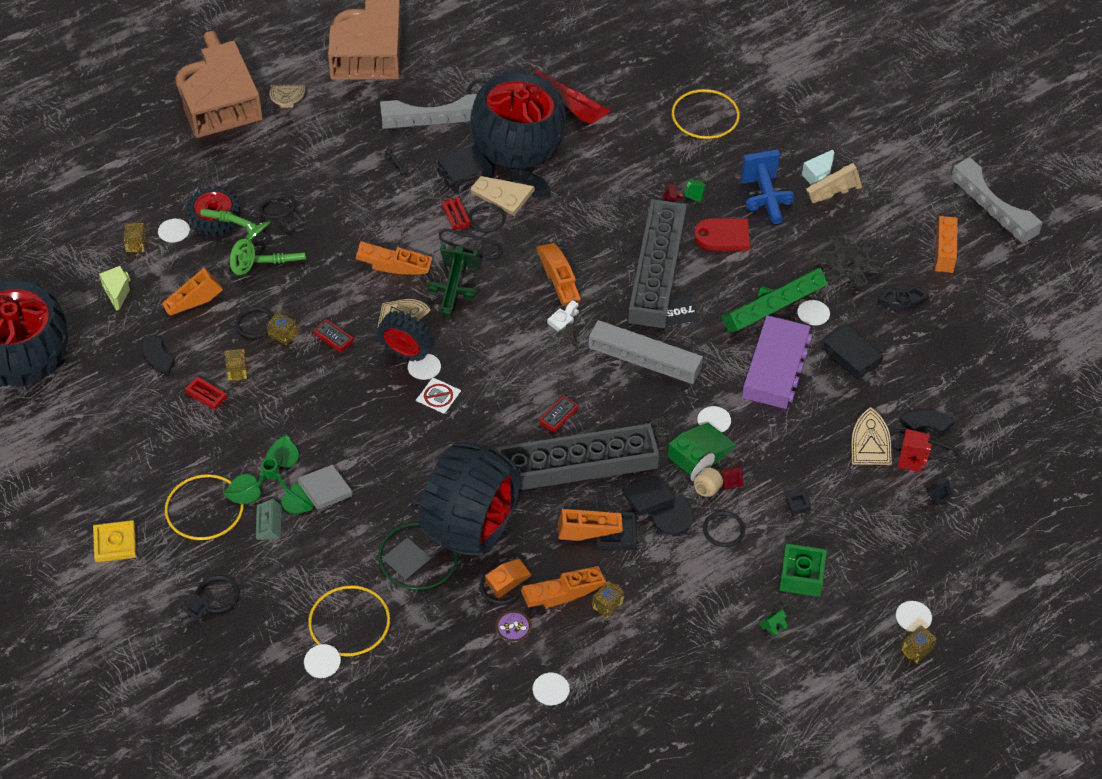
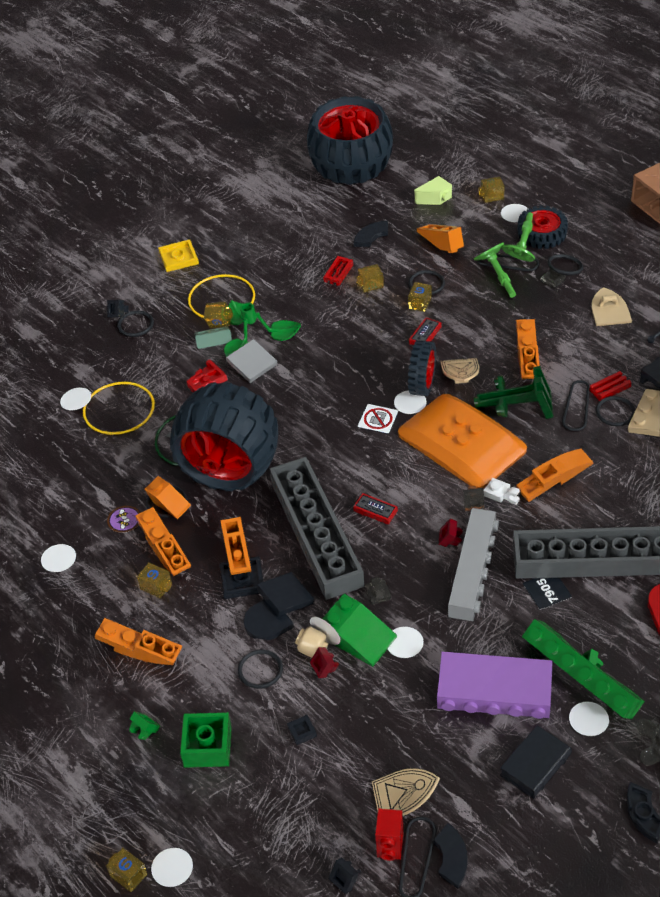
camera: 85 degrees right, 5 degrees down
(246, 505) = (218, 314): none -> clear yellow brick
(336, 530) = (209, 374): none -> red wing
(349, 190) = (609, 308): none -> tan shield
(489, 335) = (463, 440): none -> orange wedge
(606, 362) = (449, 533): none -> dark red tile
(684, 617) = (138, 645): none -> orange slope

